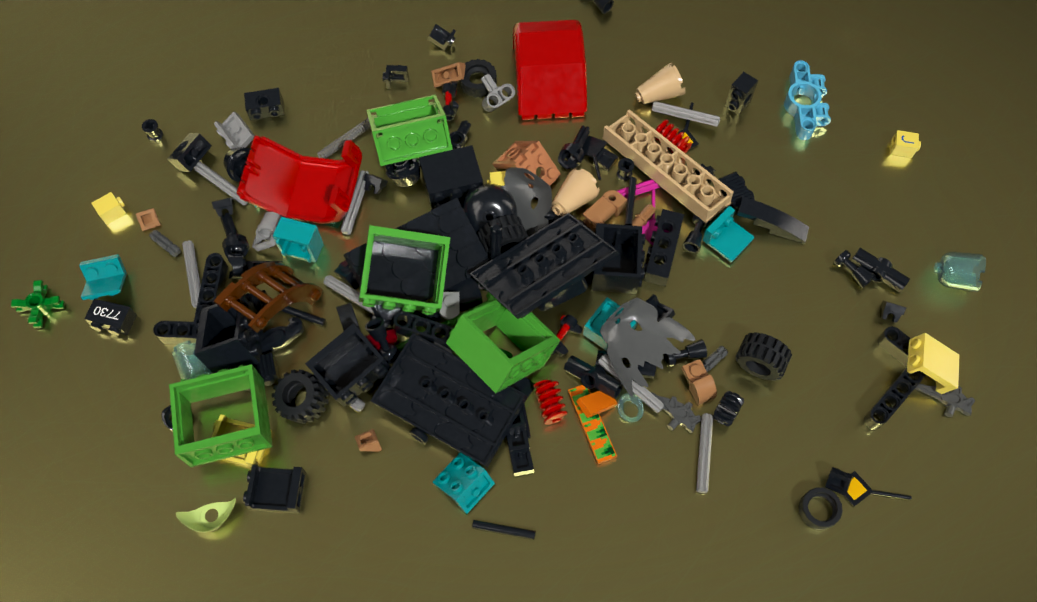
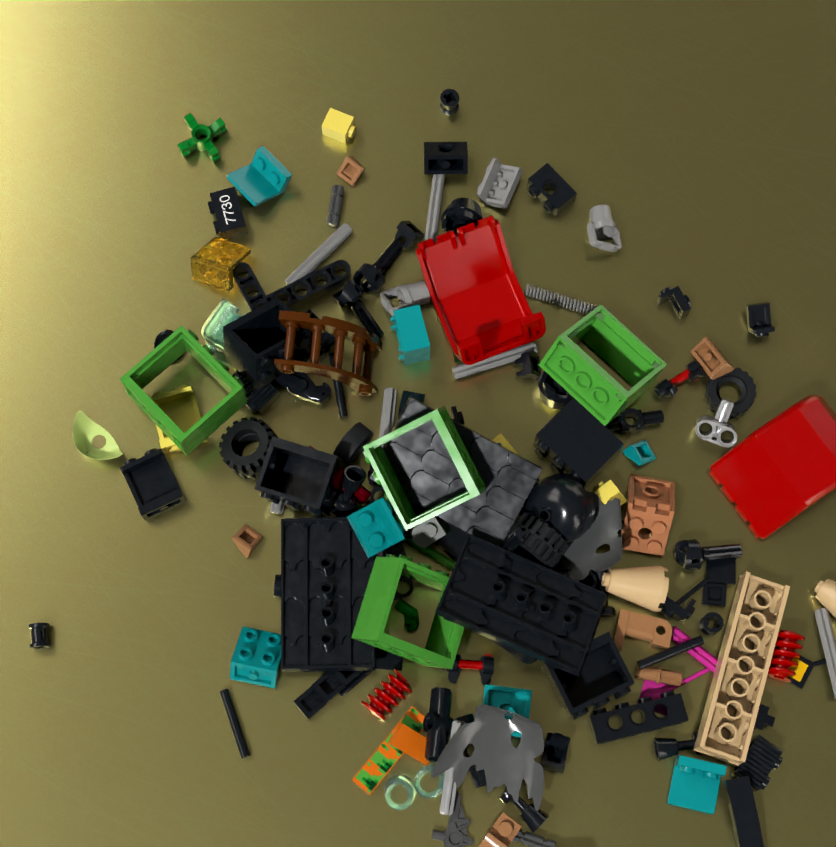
camera: 60 degrees right, 10 degrees up
(142, 345) = (215, 262): none -> clear yellow bracket
(314, 87) = (603, 227): none -> light grey piece
(424, 329) = (376, 527): none -> teal bracket
(482, 150) = (640, 453): none -> teal slope
(605, 182) = (672, 609): none -> black bracket
(616, 429) = (409, 787): none -> clear light blue piece

